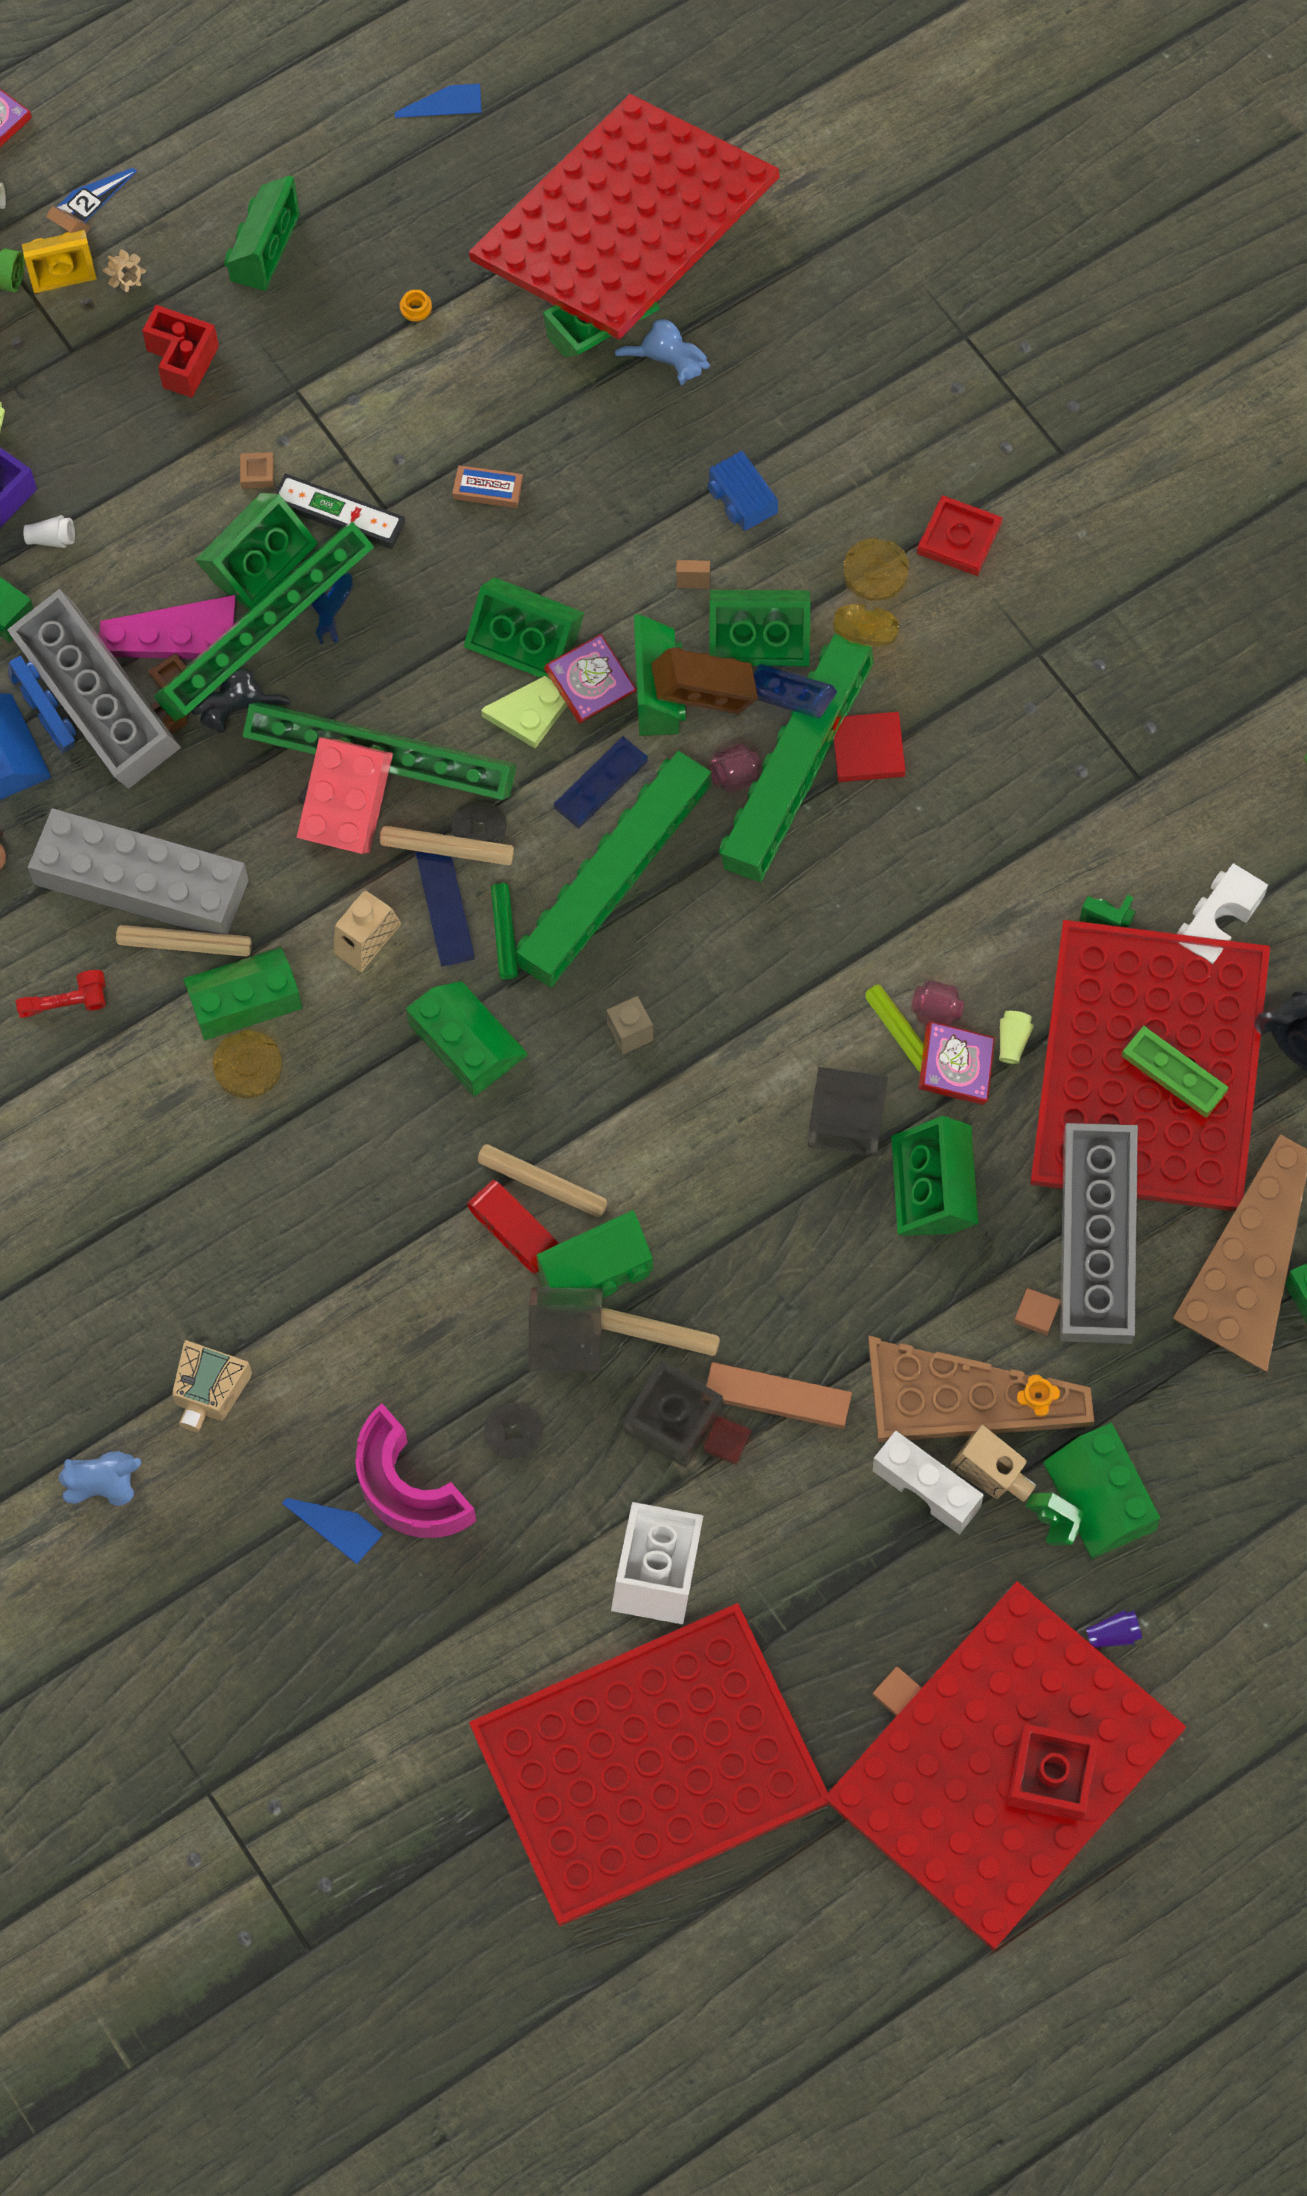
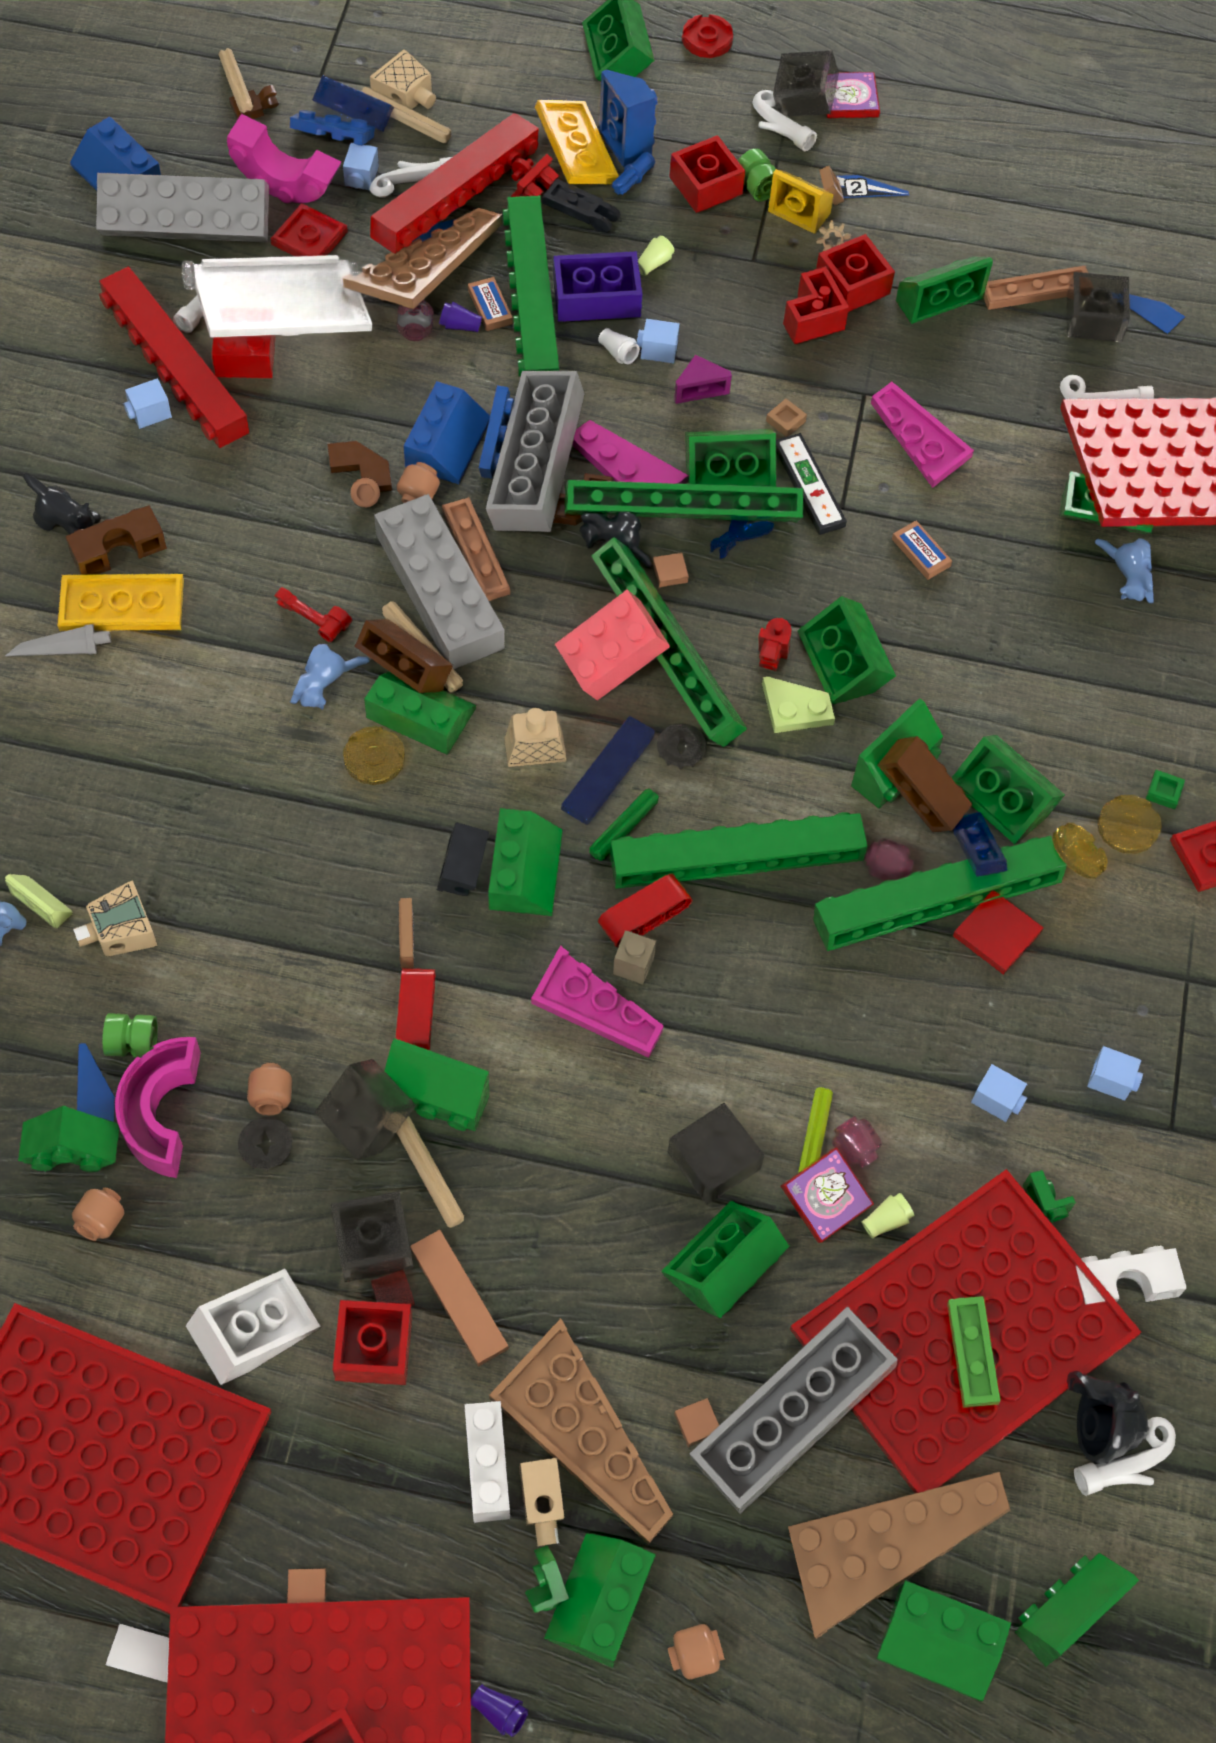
camera: 40 degrees right, 5 degrees down
(25, 809) = (418, 481): none -> nougat head
(80, 497) = (658, 340): none -> light blue brick
(120, 1430) = (38, 899): none -> yellowish green slope
(124, 813) = (476, 547): none -> nougat tile
(130, 1034) = (322, 670): none -> medium blue animal
(156, 499) = (702, 380): none -> magenta slope
(180, 283) = (858, 271): none -> red brick
(186, 960) = (404, 655): none -> reddish brown brick
(309, 689) = (670, 570): none -> nougat tile
(321, 1455) = (129, 1035): none -> bright green wheel
(336, 163) = (1029, 288): none -> nougat tile
(369, 1573) = (68, 1137): none -> green brick
(387, 386) = (923, 437): none -> dark pink wing
(408, 140) = (1098, 306): none -> clear smoke brick
(414, 1077) = (462, 859): none -> black hinge
(415, 298) = (996, 406): light orange plate -> none
(439, 1175) = (406, 933): none -> medium nougat tile
(447, 845) = (645, 737): tan axle -> none
(453, 1601) = (97, 1213): none -> nougat head
(464, 673) = (774, 643): none -> red hips
(473, 1388) = (269, 1089): none -> nougat head
(519, 190) = (1141, 392): none -> white plant
(542, 1180) = (468, 1003): tan axle -> none
(590, 678) = (853, 718): tile -> none
(596, 982) = (645, 909): none -> red beam
(600, 782) = (792, 791): clear blue tile -> none
(627, 1093) = (584, 999): none -> dark pink wing
(693, 574) = (997, 716): medium nougat tile -> none
(742, 491) = (1088, 694): blue brick -> none
(759, 1484) = (372, 1342): none -> red brick
(834, 1850) = (140, 1653): none -> white sticker
(873, 515) = (1165, 789): none -> green tile
(998, 869) = (1000, 1093): none -> light blue brick
(1035, 1385) = (635, 1473): light orange plate -> none
(1062, 775) = (1115, 1073): none -> light blue brick
(1202, 1459) = (696, 1651): none -> nougat head

